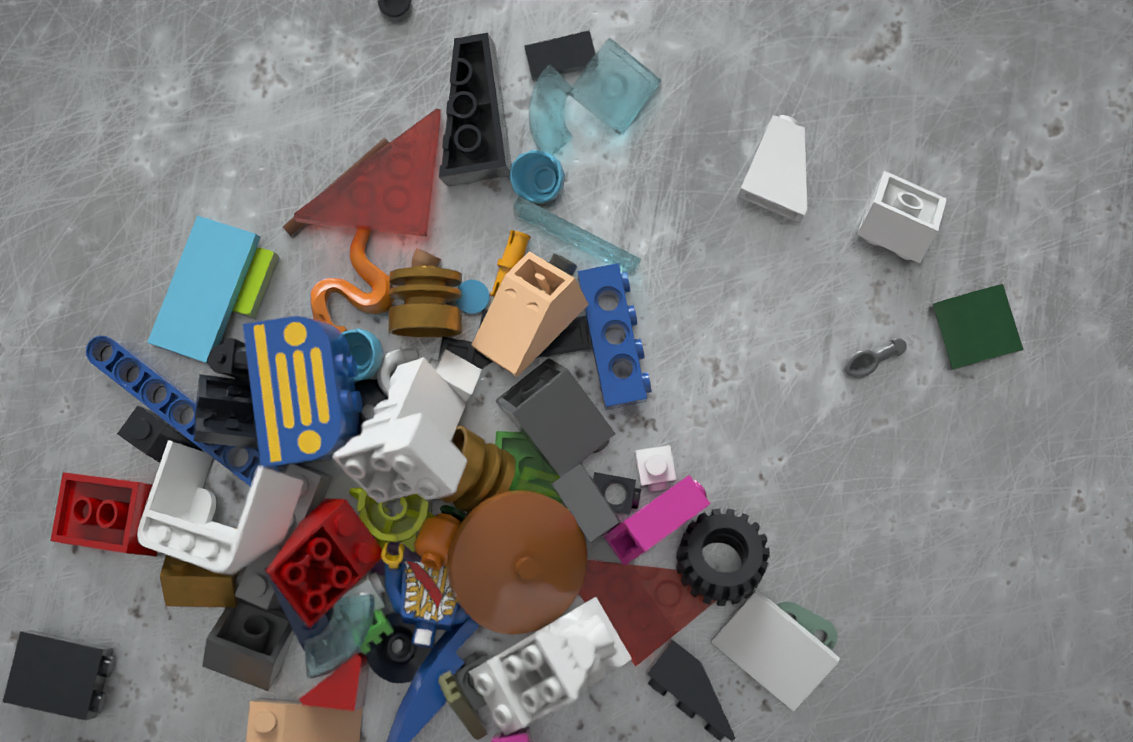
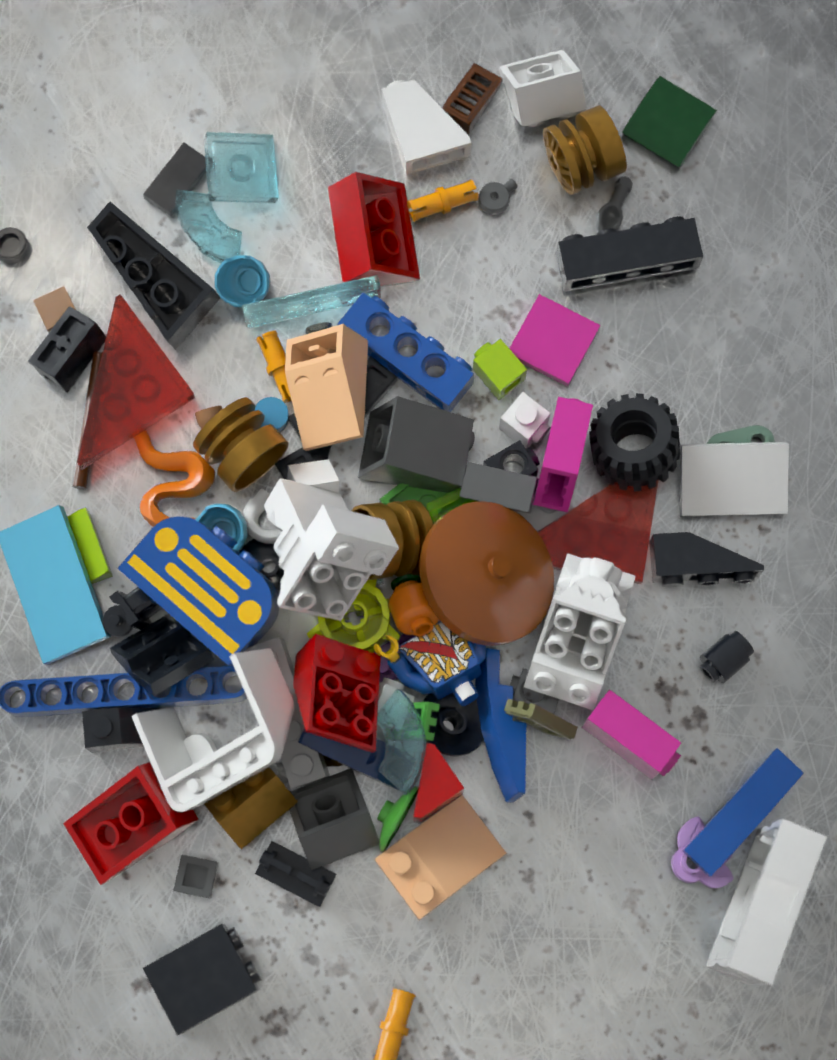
camera: 45 degrees left, 5 degrees down
(121, 595) = (195, 876): none -> dark grey tile
(187, 649) = (294, 874): none -> black hinge
(290, 680) = (392, 817): none -> bright green dish
(365, 119) = (68, 348): none -> black hinge
(385, 81) = (52, 306): none -> medium nougat tile
(671, 220) = (373, 229): none -> red slope
(672, 408) = (498, 368): none -> lime brick
(734, 421) = (554, 340): none -> dark pink tile
(746, 241) = (442, 200): none -> light orange pin
(797, 272) = (499, 191): none -> dark grey piece
(814, 185) = (468, 121): none -> reddish brown slope
(851, 406) = (629, 253): none -> black brick
(887, 295) = (585, 149): none -> pearl gold wheel

